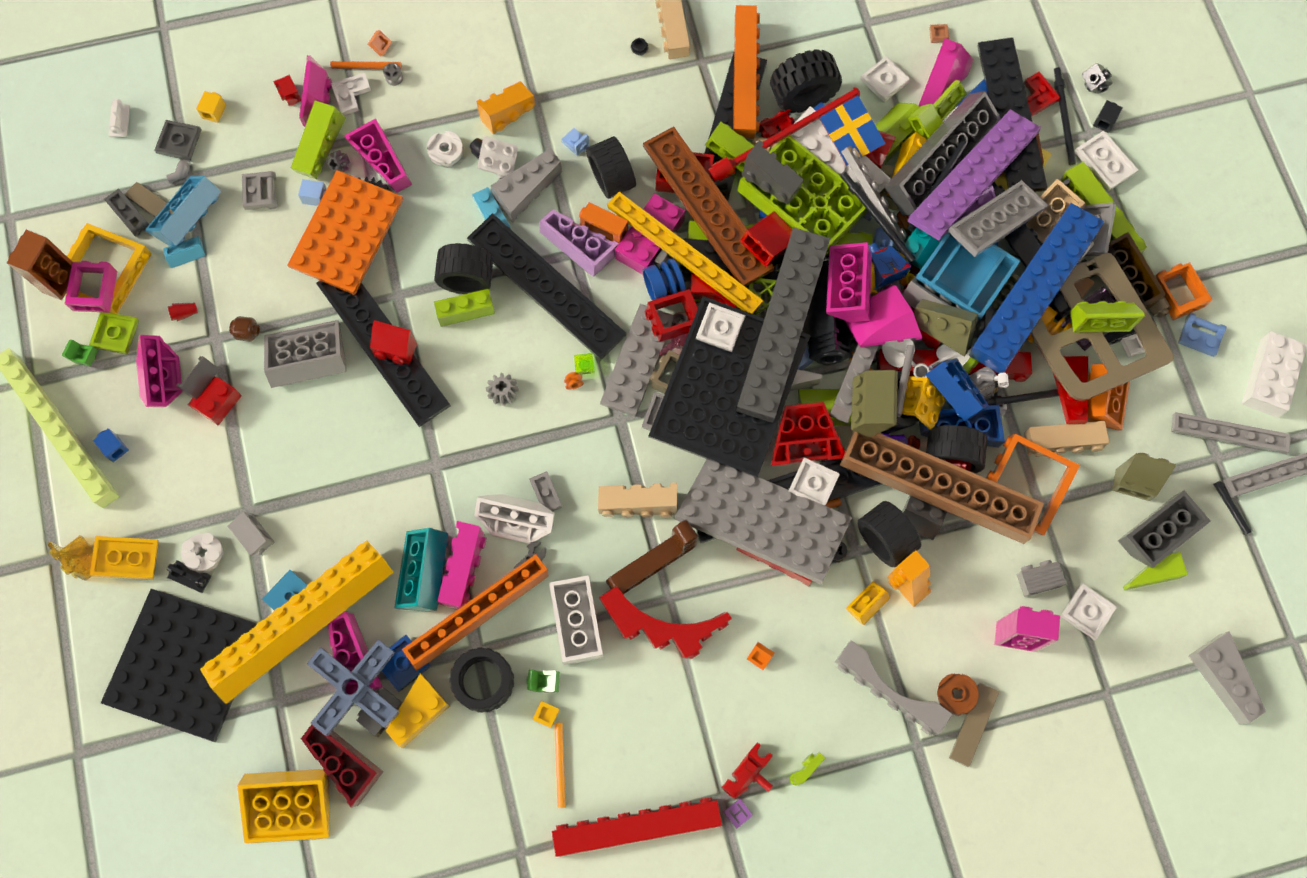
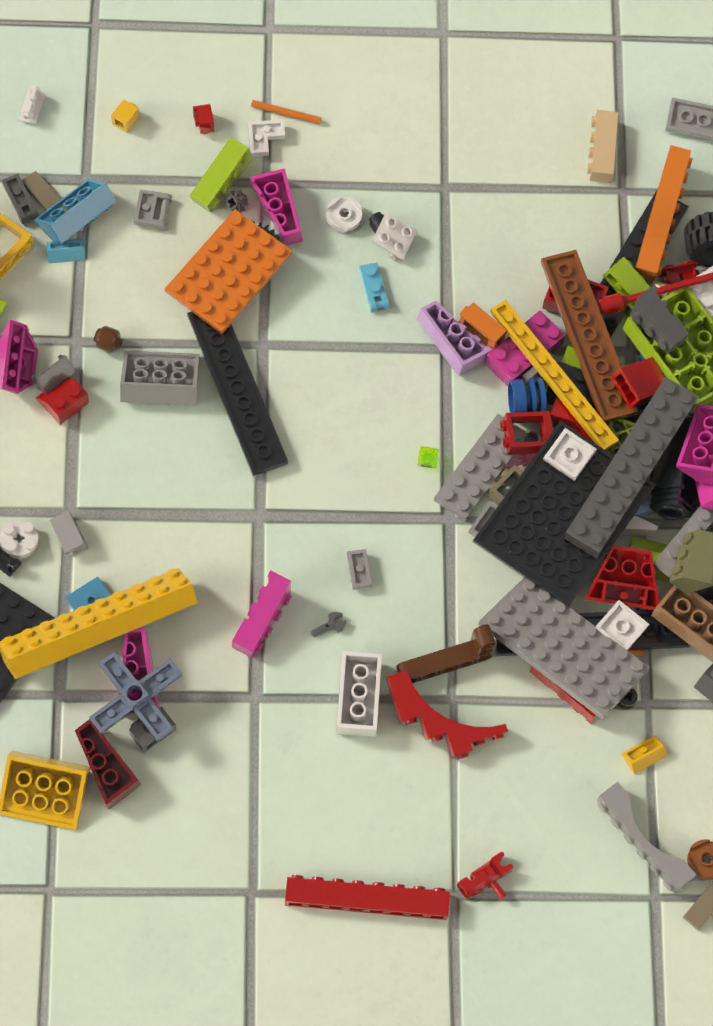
camera: 10 degrees right, 5 degrees down
(178, 140) = (85, 140): dark grey plate -> none
(180, 172) = (80, 173): light grey arm -> none
(182, 310) = (50, 306): red cone -> none
(311, 192) = (204, 224): light blue brick -> none
(315, 88) = (231, 123): dark pink wedge -> none
(379, 43) = (305, 93): orange plate -> none
(391, 69) = (309, 123): flat silver wheel -> none
(392, 343) = (249, 388): red slope -> none
(399, 669) = (186, 692): blue plate -> none
(417, 712) = (188, 738): yellow wedge -> none
(421, 570) = (222, 609): teal slope -> none
(458, 672) = (262, 702): black tyre -> none
(463, 268) = (335, 336): black tyre -> none
(464, 307) = (325, 373): lime brick -> none
(475, 612) = (266, 660): orange brick -> none
(505, 107) = (414, 188): light orange wedge -> none
(507, 393) = (335, 456): light grey gear -> none
(514, 517) = (323, 584): white wedge -> none
(526, 183) = (416, 268): light grey wedge -> none
(543, 681) = (313, 742): bright green bracket -> none
(546, 714) = (307, 773): yellow plate -> none
(547, 287) = (410, 373): black plate -> none
(560, 774) = (308, 823): light orange bar -> none
(573, 381) = (413, 470): orange plate -> none
(576, 141) = (475, 239): light blue bracket -> none
(611, 167) = (503, 274): black tyre -> none
(638, 500) = (447, 599): tan wedge -> none
(639, 46) = (563, 161): black plate -> none
(738, 813) = (466, 912): medium lavender tile -> none
(760, 656) = (526, 774): orange plate -> none
(810, 765) = (547, 884): lime plate -> none
(889, 533) = (681, 692): black tyre -> none
(911, 578) = (690, 739): light orange wedge -> none

